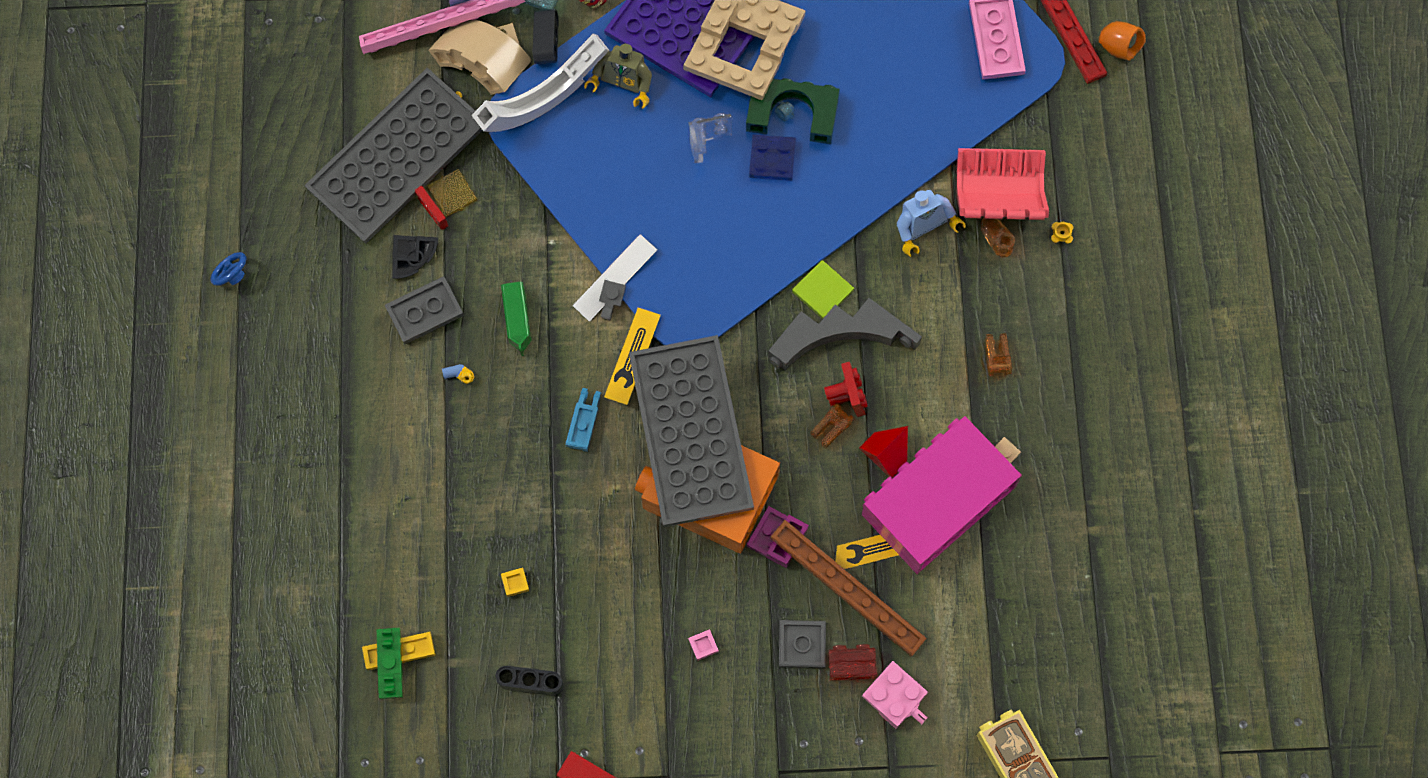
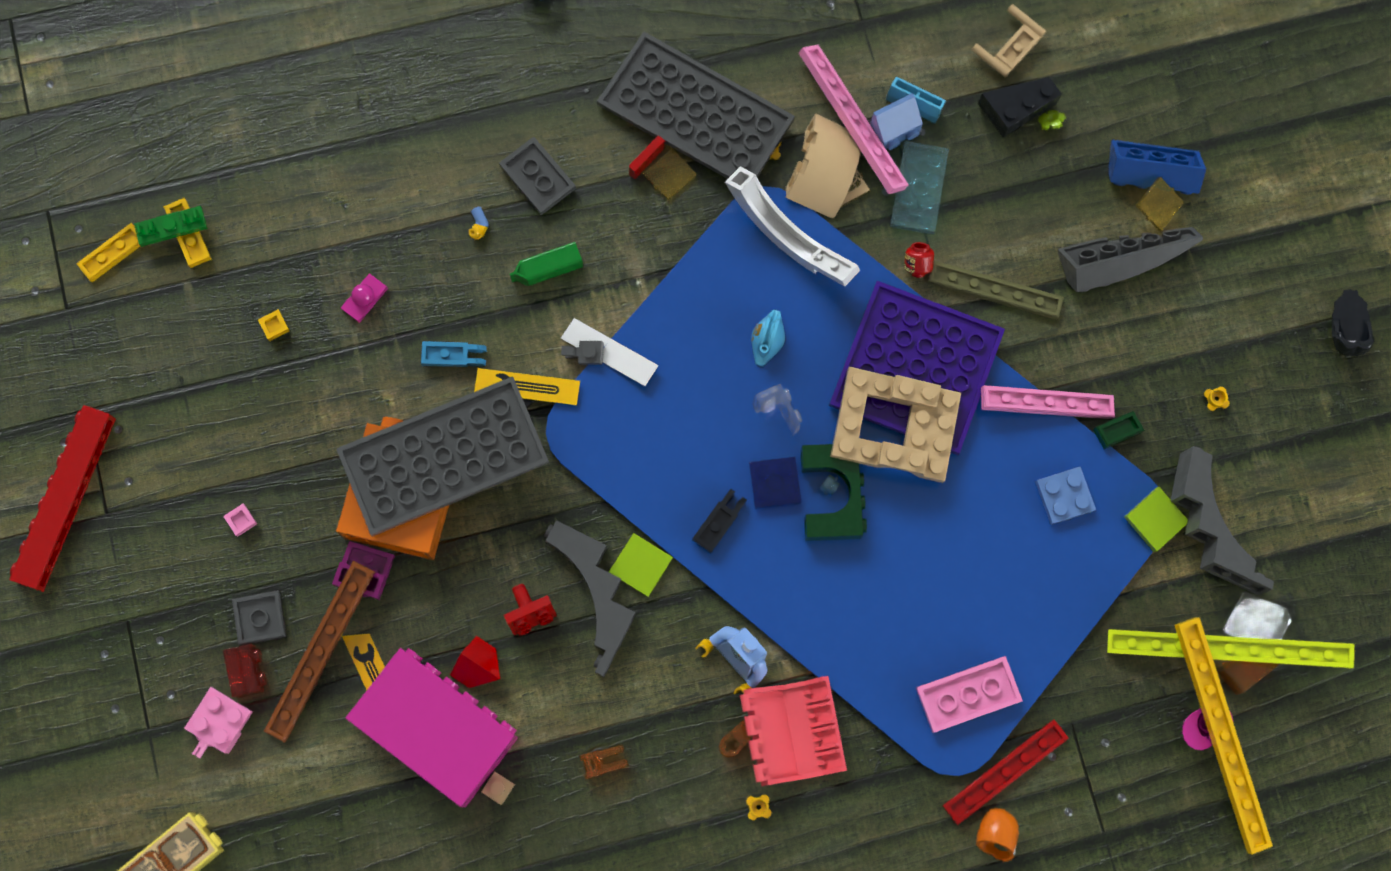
camera: 70 degrees right, 5 degrees up
(399, 732) = (109, 253): none -> yellow tile
(411, 253) = (595, 149): black brick -> none
(507, 493) = (364, 298): none -> dark pink tile
(519, 675) = (174, 350): black beam -> none
(545, 36) = (858, 224): black beam -> none
(624, 69) = (834, 311): olive torso -> none
(634, 135) = (768, 338): none -> medium azure hat
(799, 211) = (718, 523): none -> black hinge
(835, 417) = (500, 607): clear orange piece -> none

